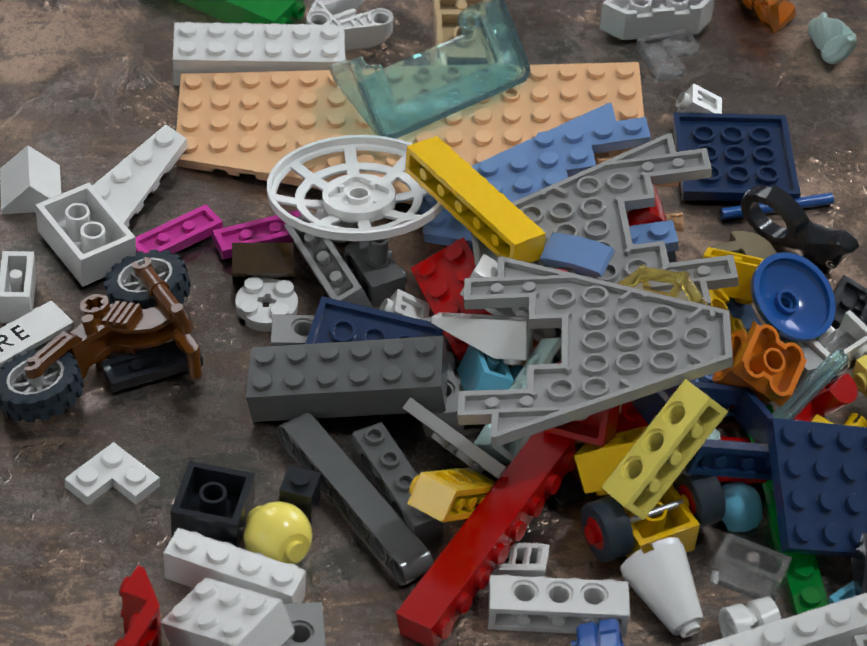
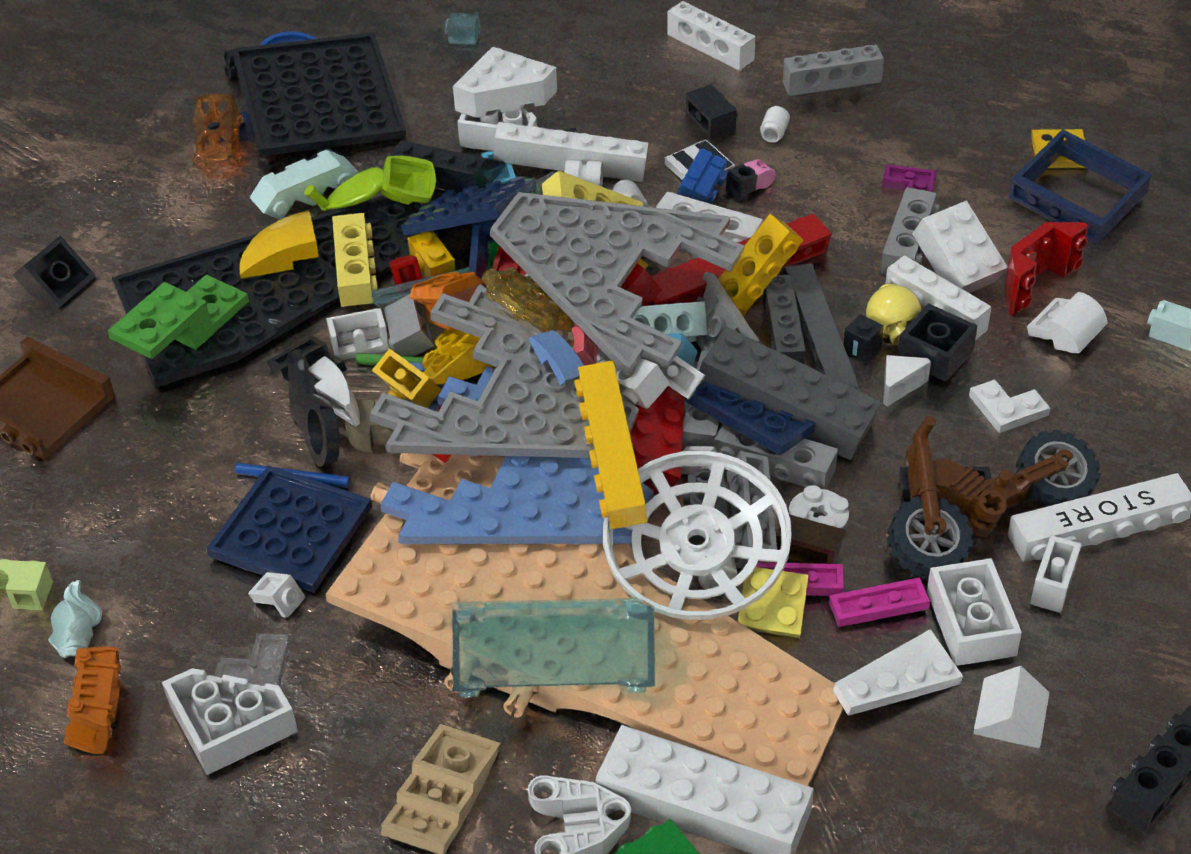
camera: 150 degrees left, 0 degrees up
(69, 588) = (1069, 322): none -> white brick
(243, 455) = (903, 376): none -> white slope
(255, 204) = (780, 608): none -> light yellow plate
(780, 235) = (335, 389): none -> white slope
(793, 296) = (381, 333): blue dish -> none

